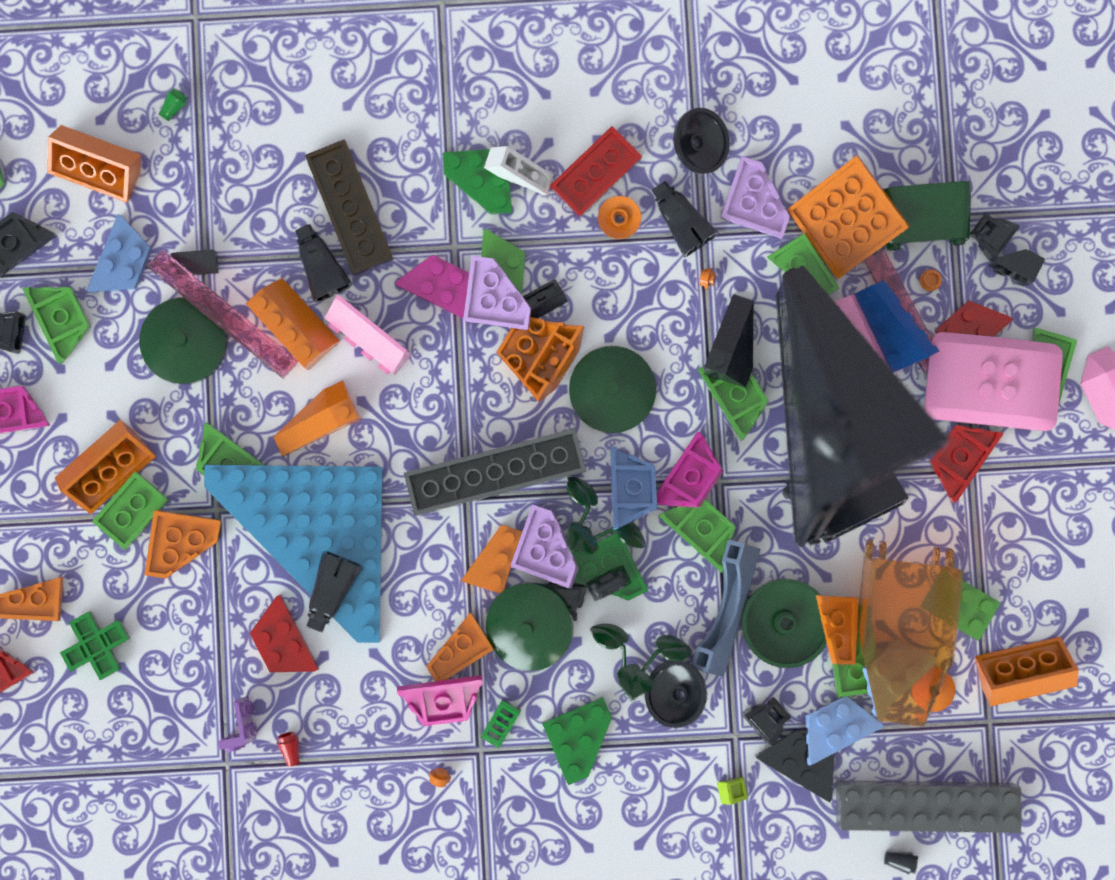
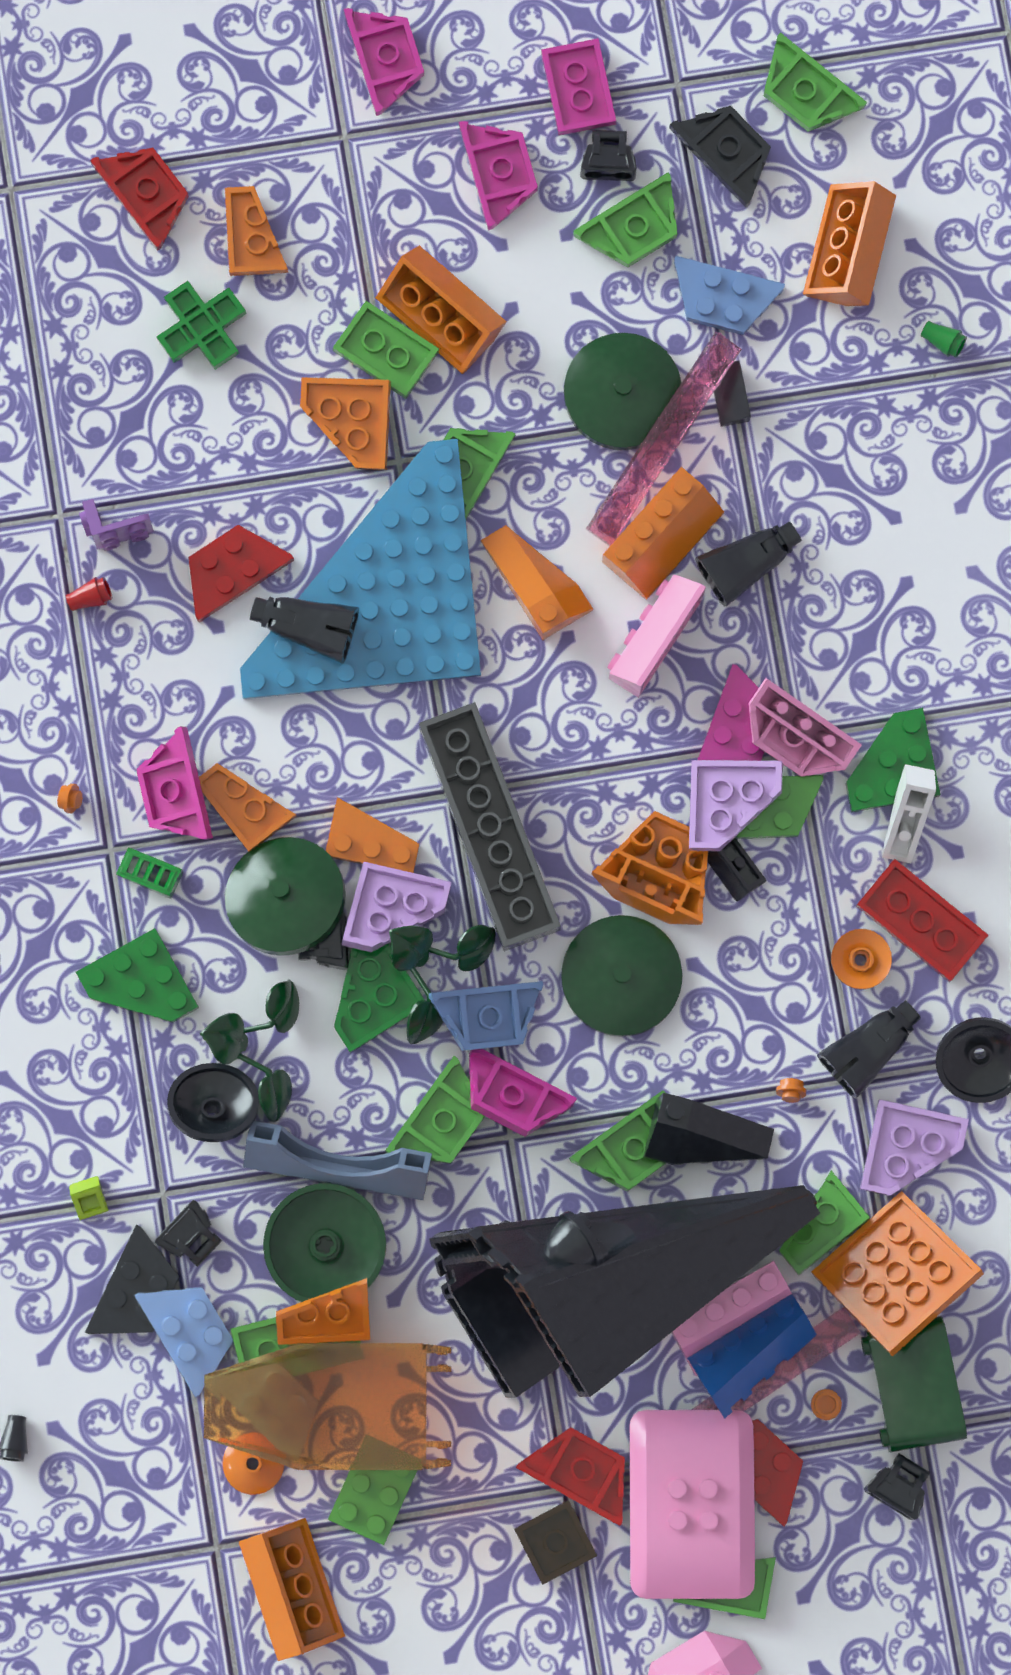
camera: 75 degrees right, 5 degrees down
(349, 207) = (831, 590): dark brown plate -> none
(452, 242) = (797, 733): none -> bright pink wedge
(609, 583) = (354, 996): black piece -> none
(928, 806) = (92, 1468): dark grey brick -> none
(1009, 480) = (555, 1542): none -> dark brown plate
(1020, 265) = (862, 1527): black slope -> none

